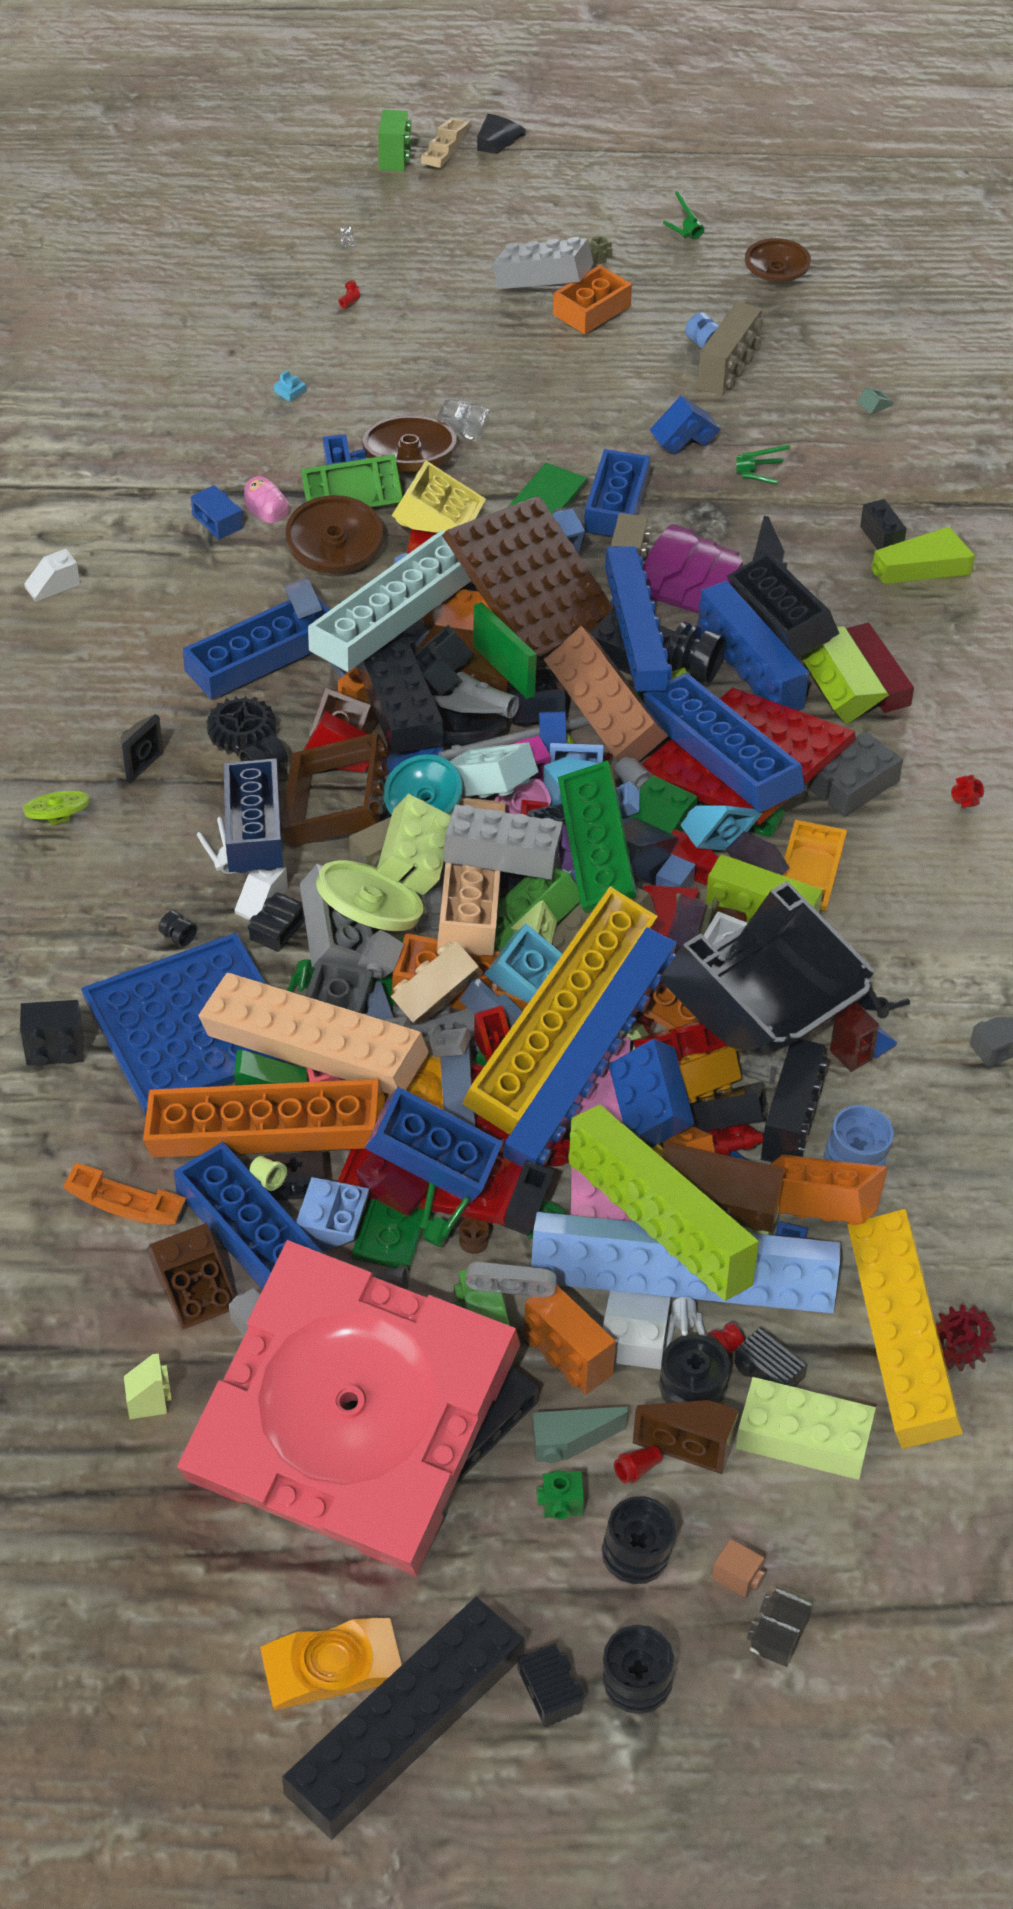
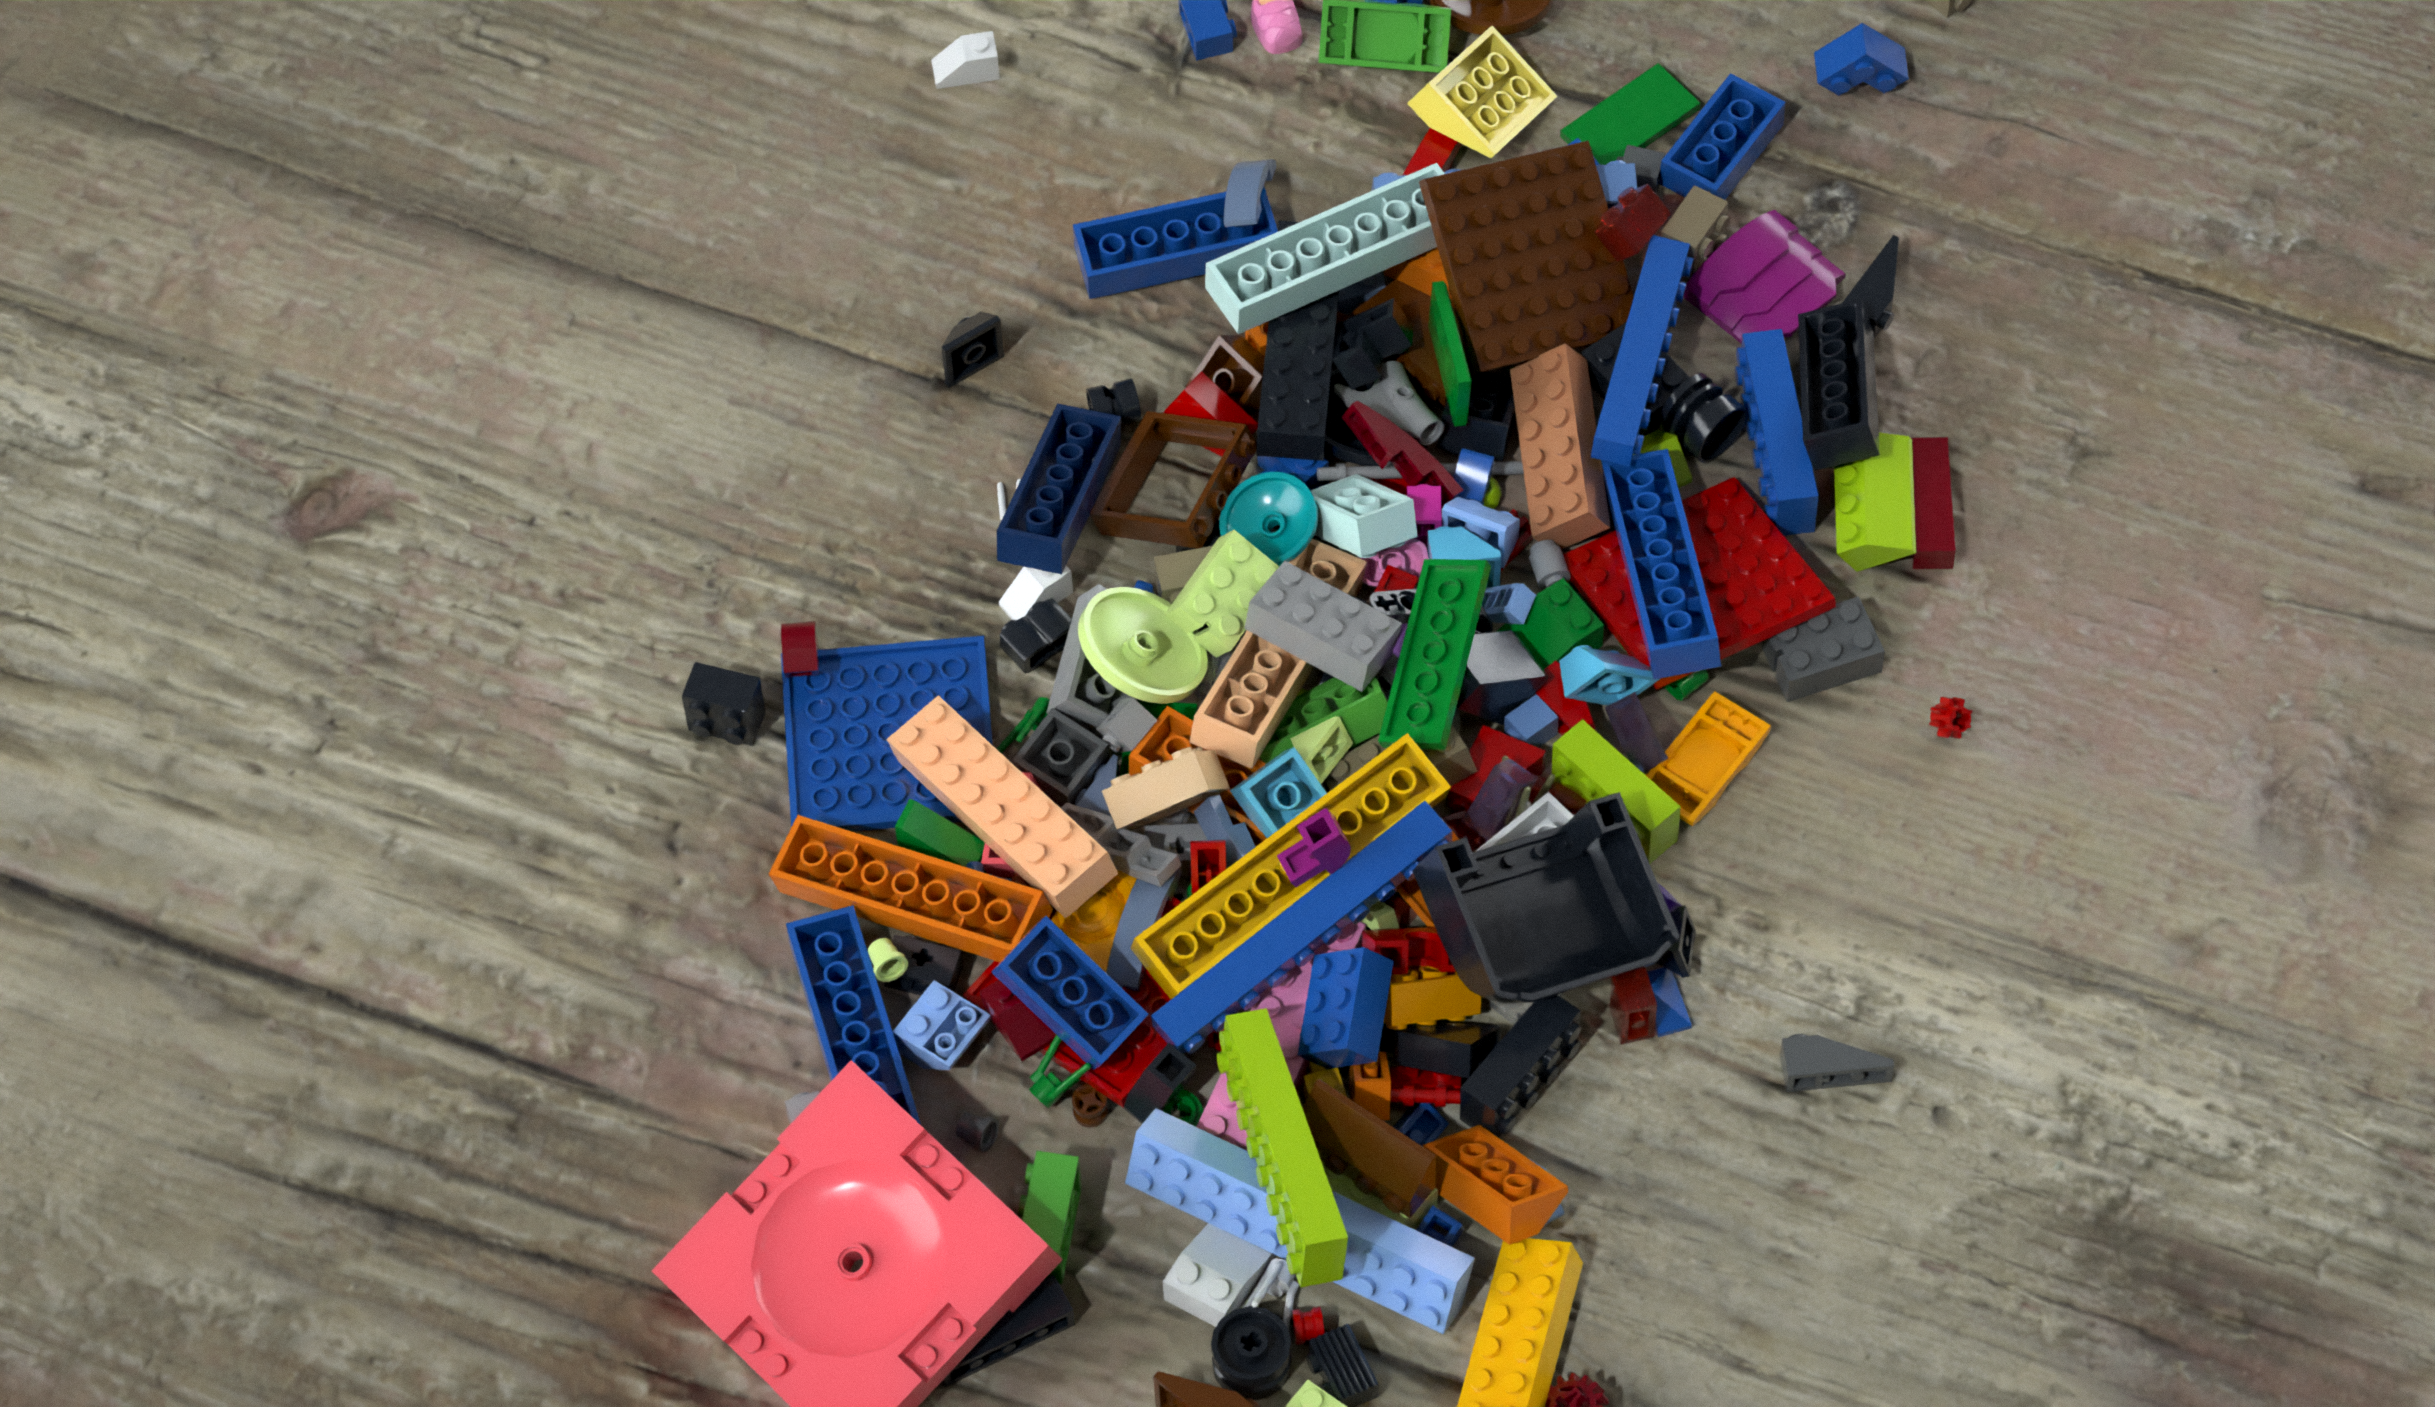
camera: 25 degrees right, 10 degrees up
(56, 806) = (845, 397): lime shield -> none
(98, 977) = (800, 649): none -> dark red brick
(121, 1199) = (726, 933): orange slope -> none
(147, 1388) = (662, 1170): yellowish green slope -> none
(177, 928) = (920, 606): black wheel -> none
(192, 1275) = (763, 1053): reddish brown slope -> none
(240, 724) = (1102, 339): black gear -> none
(334, 534) = (1334, 101): reddish brown dish -> none
(388, 1236) = (995, 1076): green tile -> none
(493, 720) = (1394, 446): none -> dark red slope
(526, 1280) = (1083, 1181): light grey beam -> none
(569, 1340) = (1130, 1266): orange brick -> none
(570, 1432) = (1088, 1372): sand green slope -> none
(589, 978) = (1320, 849): none -> magenta brick
(590, 541) = (1631, 222): none -> clear red brick
(746, 463) = (1920, 141): green plant -> none
(860, 1136) = (1570, 1124): medium blue wheel -> none
(874, 400) = (2147, 85): sand green slope -> none
(882, 524) = (2047, 294): black brick -> none
(883, 1012) = (1706, 975): black hand -> none
(923, 558) = (2076, 357): lime slope -> none

